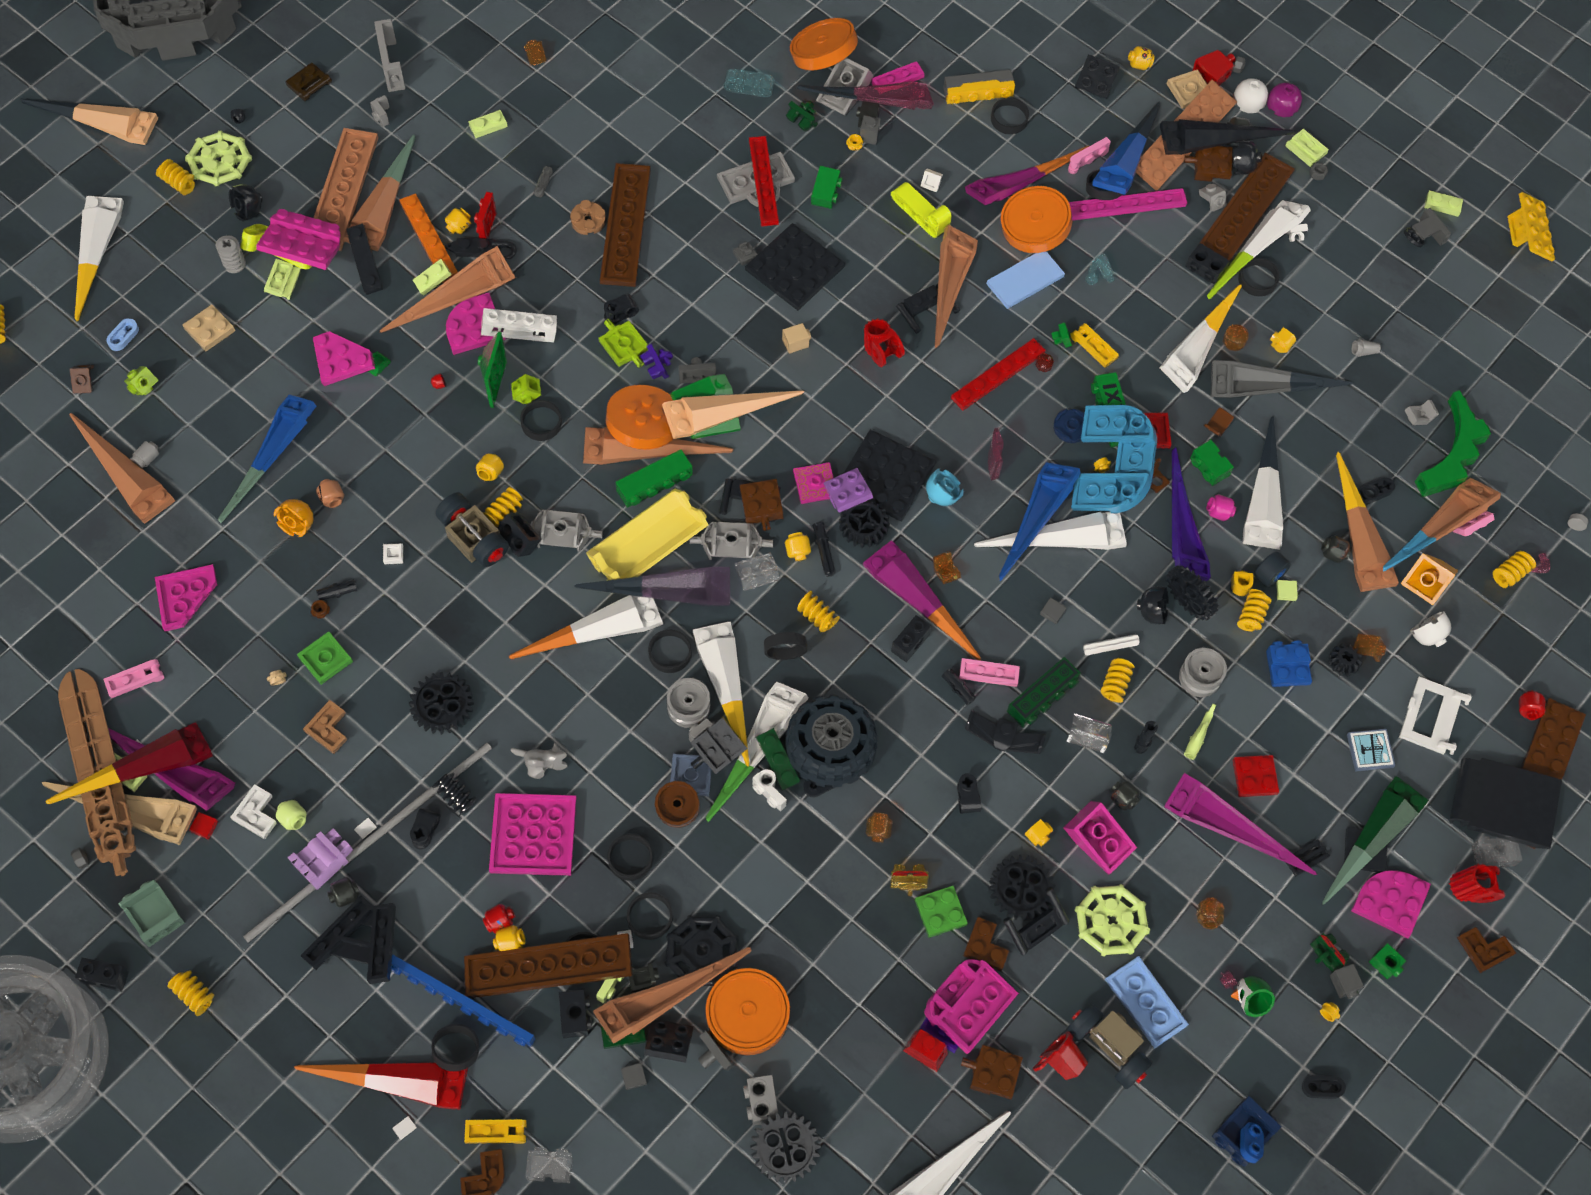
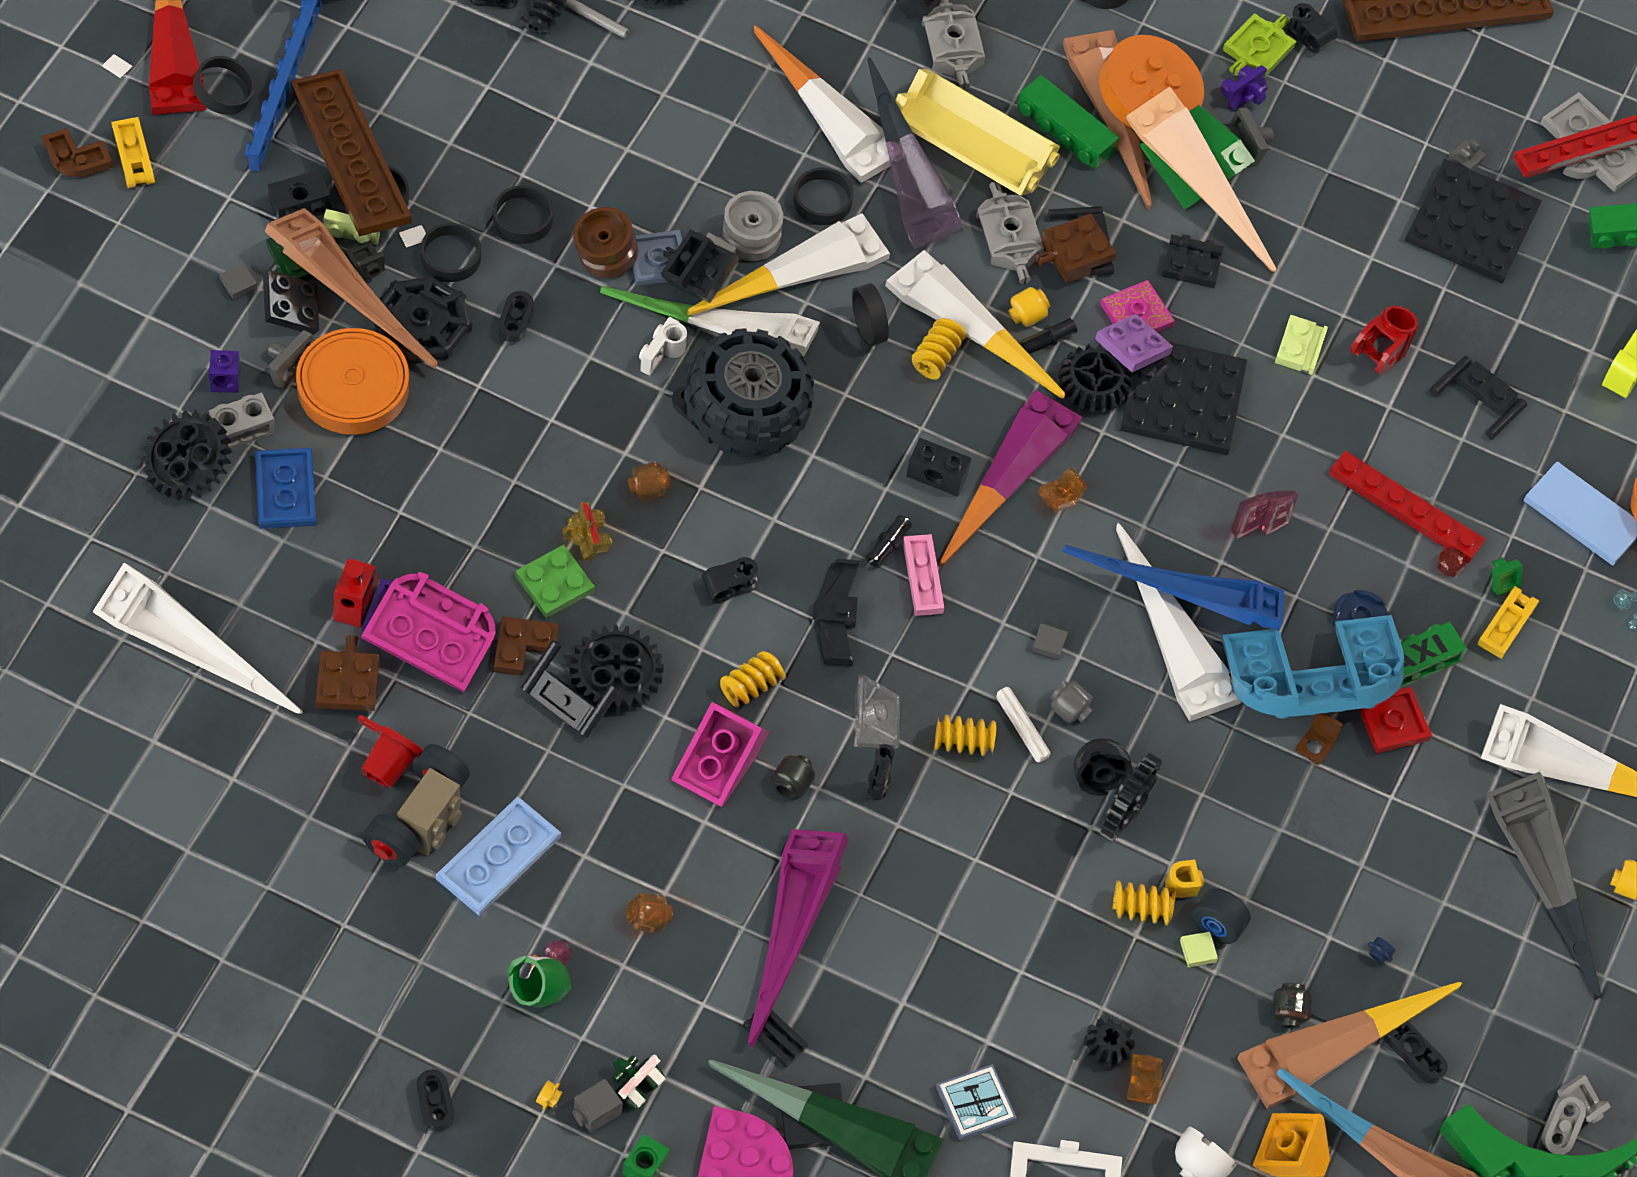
camera: 70 degrees right, 5 degrees down
(498, 918) = (399, 92): red head -> none
(509, 938) = (376, 109): yellow head -> none
(533, 834) = (521, 104): dark pink plate -> none
(539, 760) = (621, 87): light grey animal -> none
(549, 1164) = (103, 215): clear brick -> none
(716, 1103) = (224, 371): none -> dark purple brick
(719, 882) = (514, 318): none -> black plate
(757, 571) = (975, 268): clear bracket -> none
(772, 599) = (940, 295): none -> white plate
(777, 759) = (721, 321): dark green plate -> none
(788, 440) = (1190, 267): none -> black plate
(796, 338) = (1354, 241): tan brick -> none
(822, 1081) = (285, 488): none -> blue tile
(864, 394) = (1301, 344): none -> yellowish green plate
(943, 488) = (1186, 460): medium azure cylinder -> none
(955, 259) = (1573, 410): nougat plate -> none
(1039, 833) = (701, 676): yellow plate -> none
(1044, 692) = (915, 646): dark green brick -> none
(1047, 800) = (750, 677): none -> yellow piece
(1102, 465) = (1308, 661): yellow plate -> none
(1103, 610) = (1071, 701): none -> dark grey head
(1123, 916) = (604, 776): yellowish green plate -> none
(1186, 542) = (1214, 797): dark purple plate -> none
(1197, 738) = (920, 857): yellowish green animal -> none
(1202, 672) = (1016, 843): light grey wheel -> none
(1210, 463) = (1375, 804): green brick -> none
(1219, 422) = (1442, 811): reddish brown bracket -> none
(1221, 507) = (1300, 833): dark pink head -> none
(1229, 1132) = (343, 1006): dark blue panel -> none
(1235, 337) = (1603, 809): clear orange head -> none
(1252, 1142) = (330, 1008): blue plate -> none
(1255, 776) = (881, 948): red plate -> none
(1264, 516) = (1311, 899): white plate -> none
(1289, 664) = (1076, 967): blue plate -> none
(1306, 489) = (1381, 950): none -> dark blue plate
(1436, 428) = (1566, 1125): none -> light grey plate

